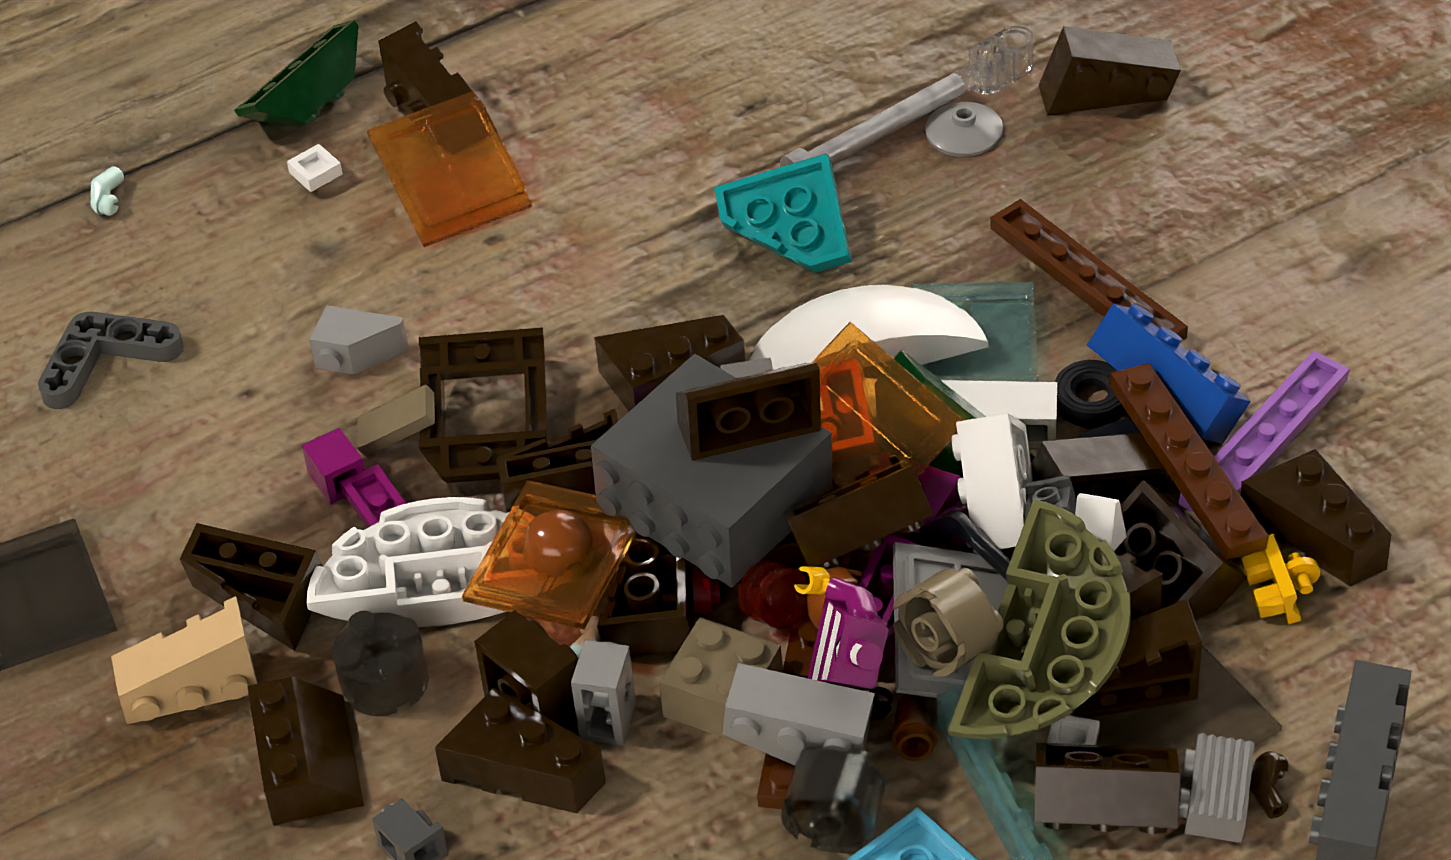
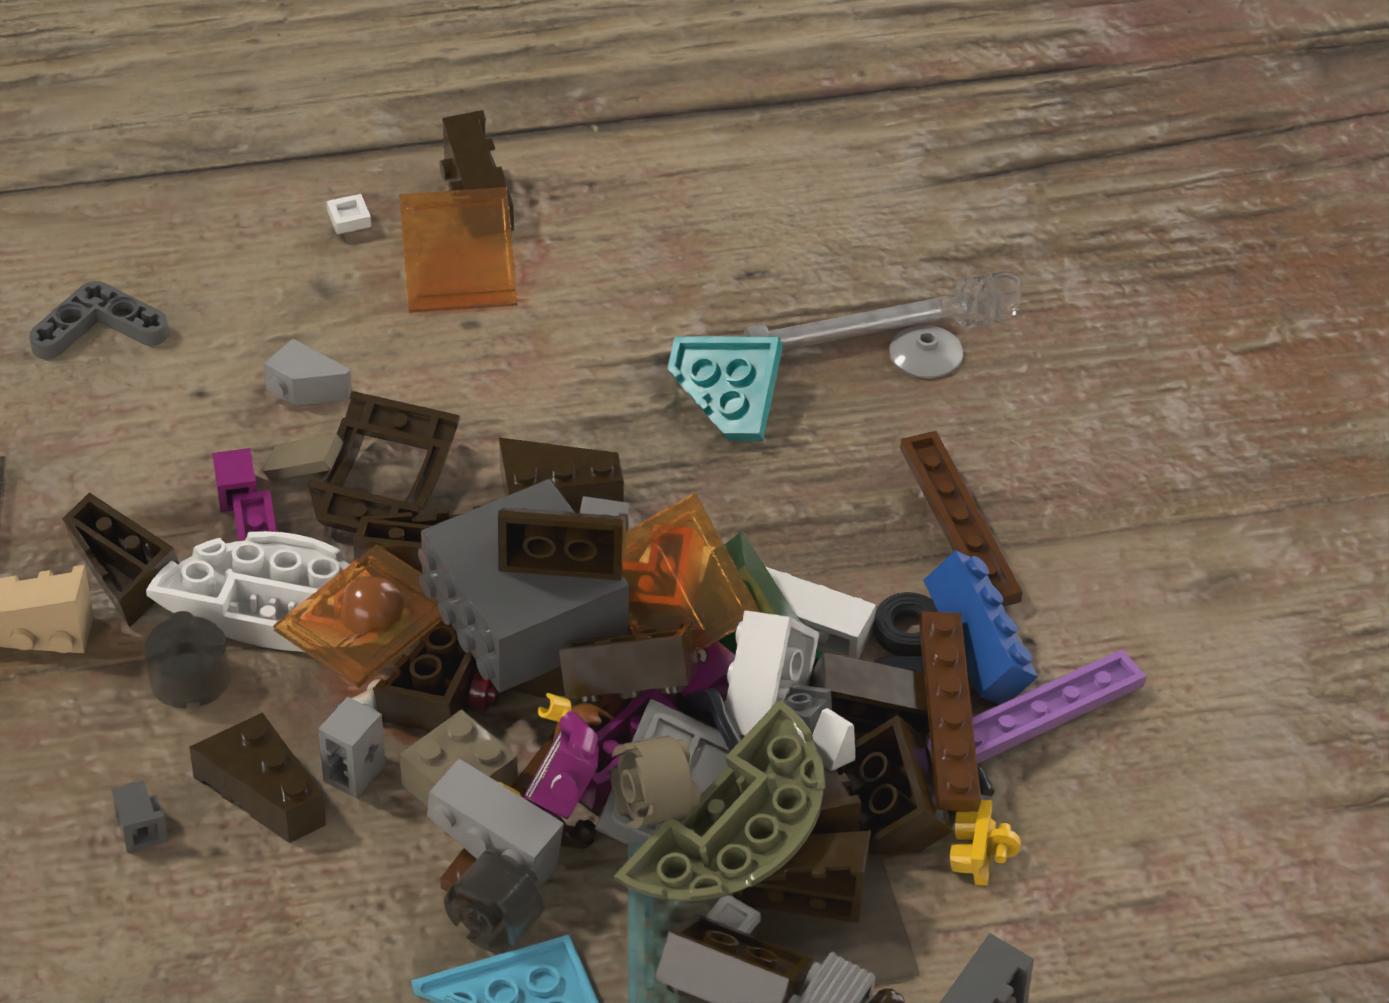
camera: 15 degrees right, 0 degrees up
(101, 186) = (162, 179): light aqua arm -> none
(304, 749) = (90, 713): dark brown slope -> none
(307, 81) = (377, 135): dark green wedge -> none
(528, 667) = (296, 705): dark brown brick -> none
(770, 595) = (522, 710): clear red wheel -> none
(889, 315) = (748, 500): white brick -> none
(913, 730) = (598, 866): reddish brown cone -> none
(1008, 322) = (836, 538): clear light blue piece -> none
(1106, 71) = (1074, 338): dark brown wedge -> none
(1320, 515) = (1045, 796): dark brown wedge -> none

